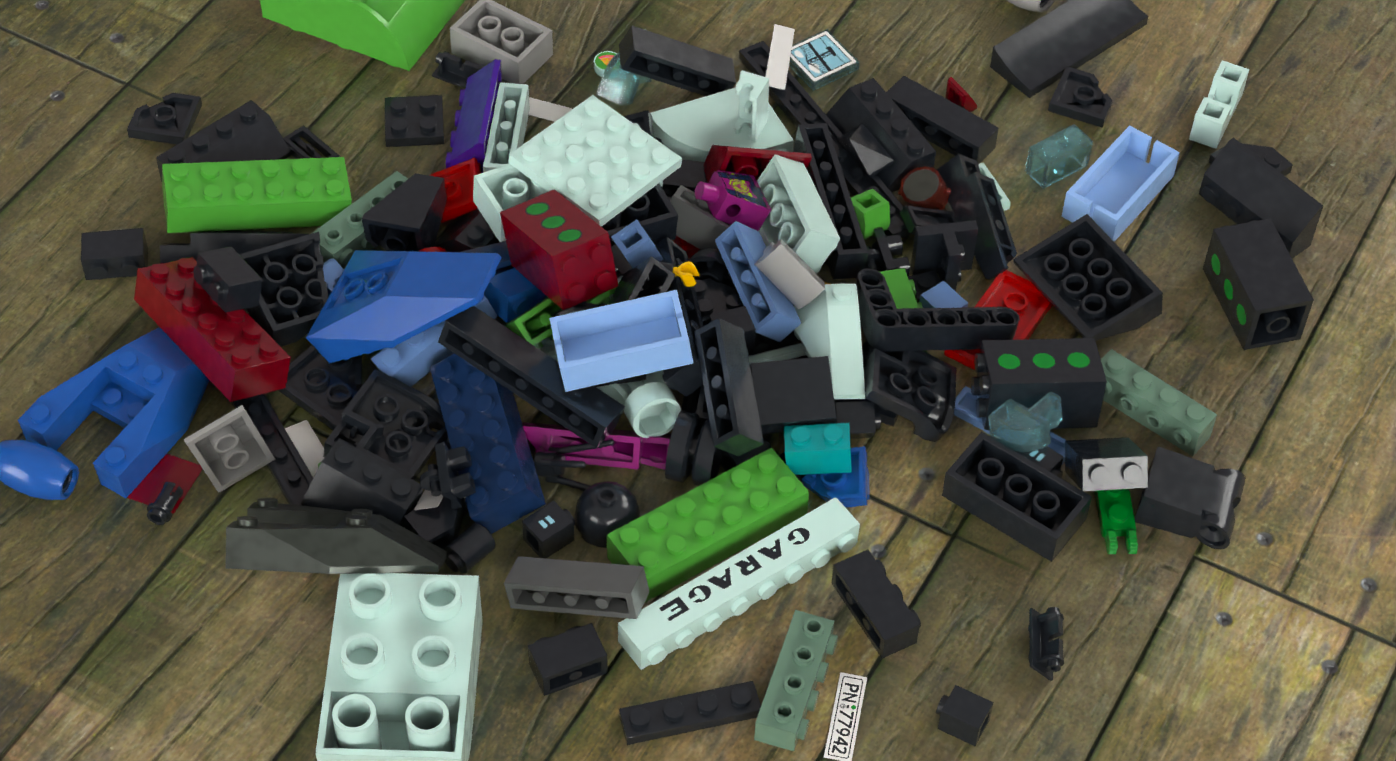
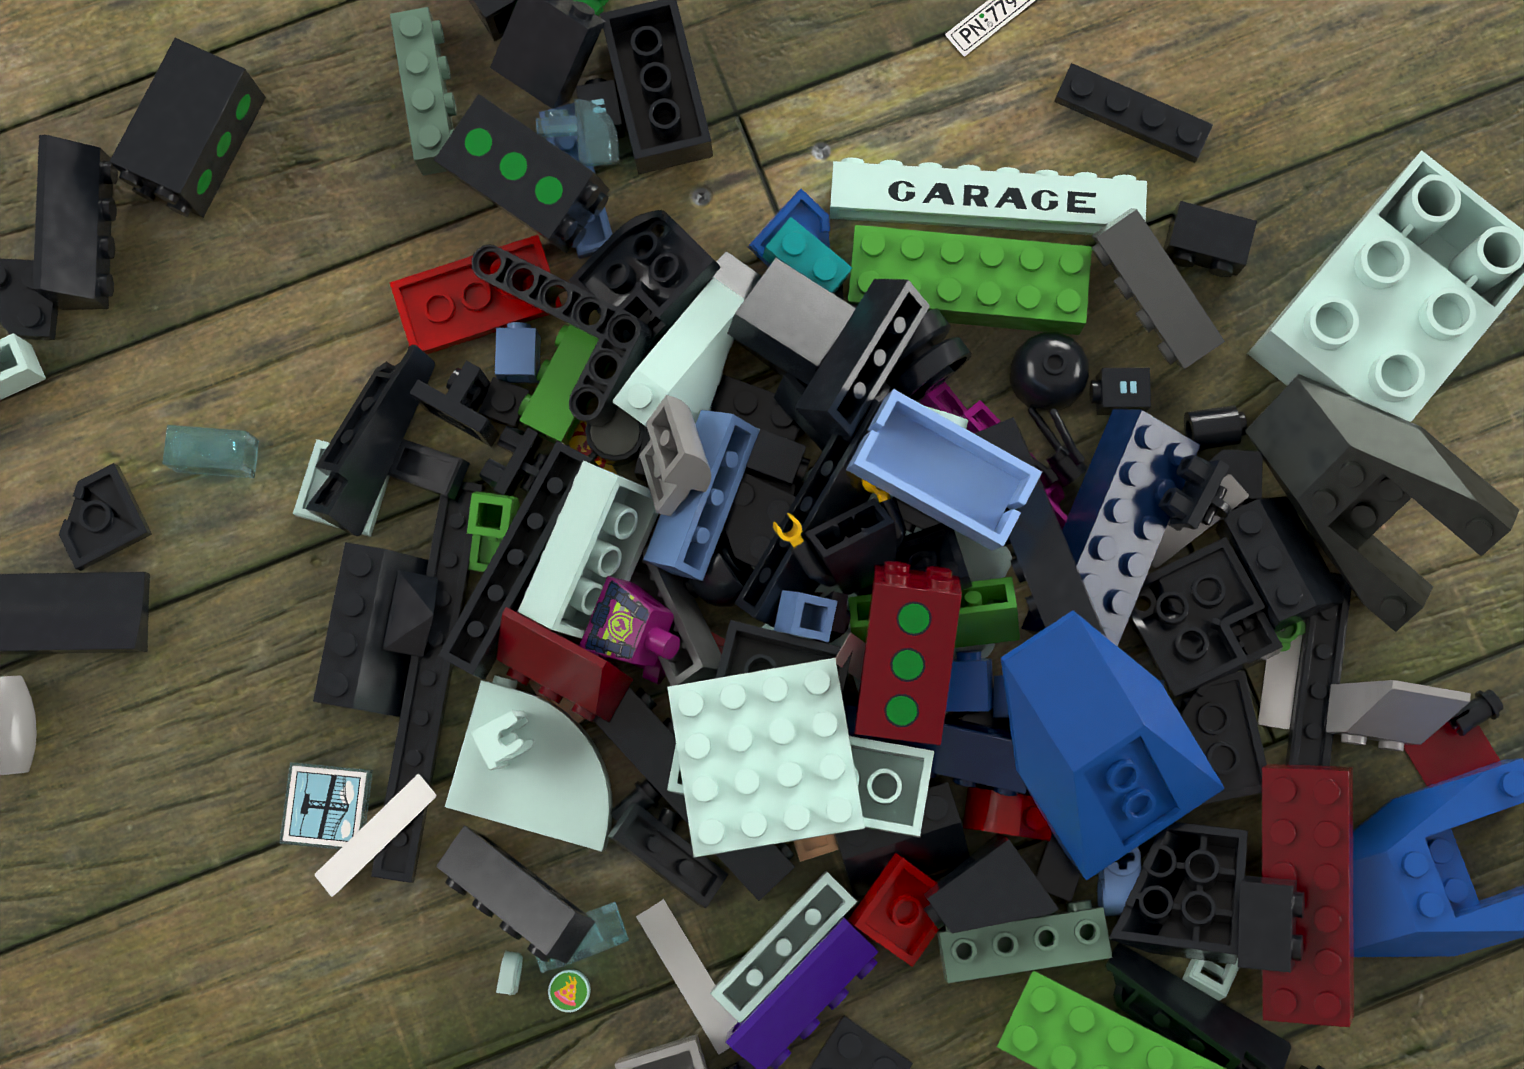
camera: 135 degrees left, 30 degrees up
(795, 680) = (1020, 64): sand green brick -> none
(876, 603) = (880, 84): black brick -> none
(924, 189) = (399, 512): piece -> none
(944, 121) = (284, 601): black brick -> none
(959, 96) = (232, 621): dark red slope -> none
(1091, 281) = (349, 264): black slope -> none
(1121, 182) = (189, 358): light blue piece -> none

